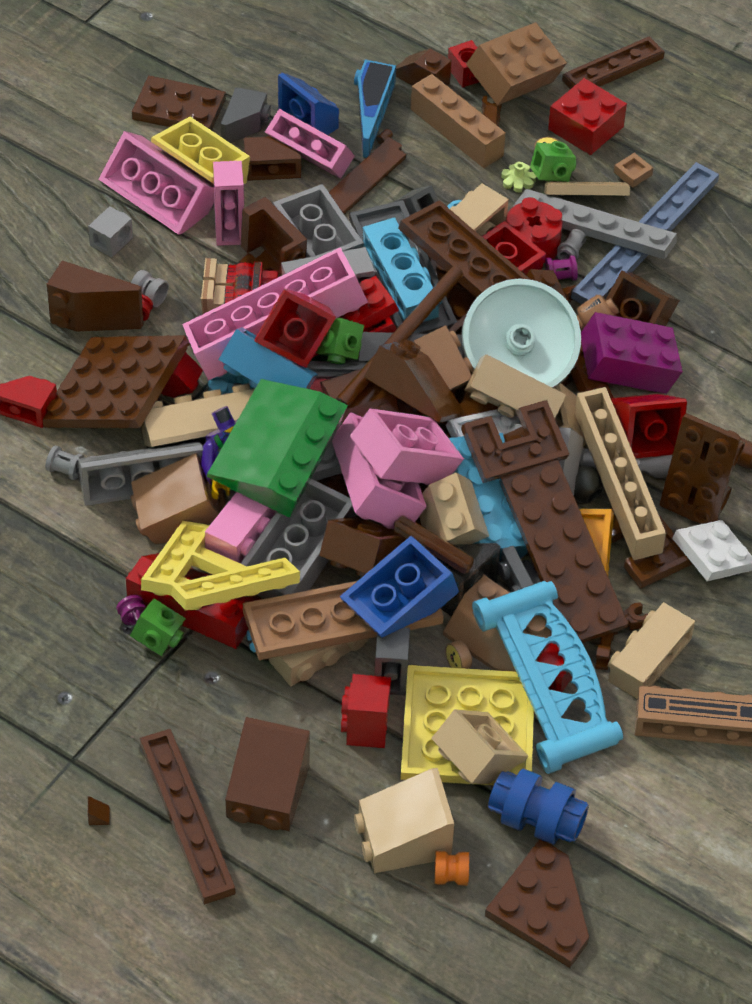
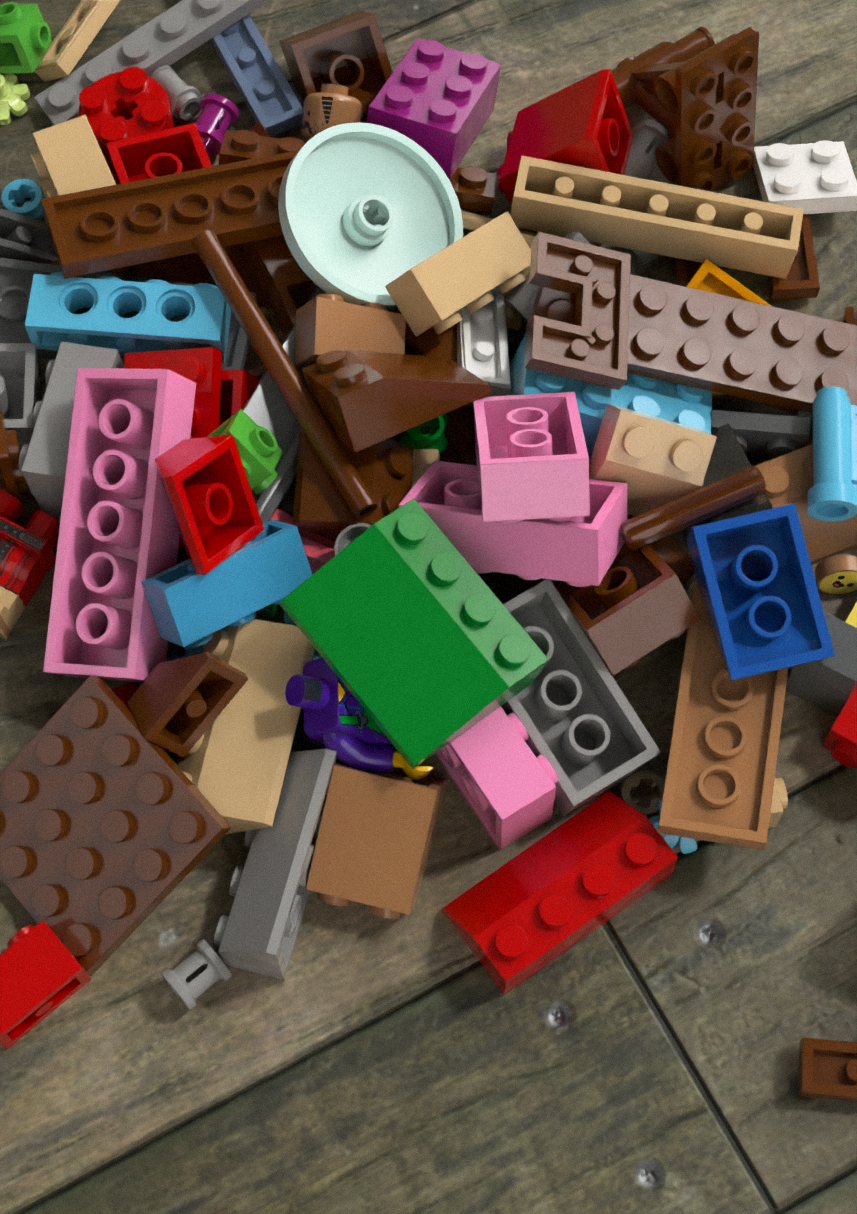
camera: 60 degrees left, 15 degrees up
(130, 609) = (543, 996): magenta bush -> none
(158, 627) = (607, 972): bright green brick -> none
(192, 379) = (184, 699): none -> reddish brown slope
(228, 577) = (625, 804): light yellow plate -> none

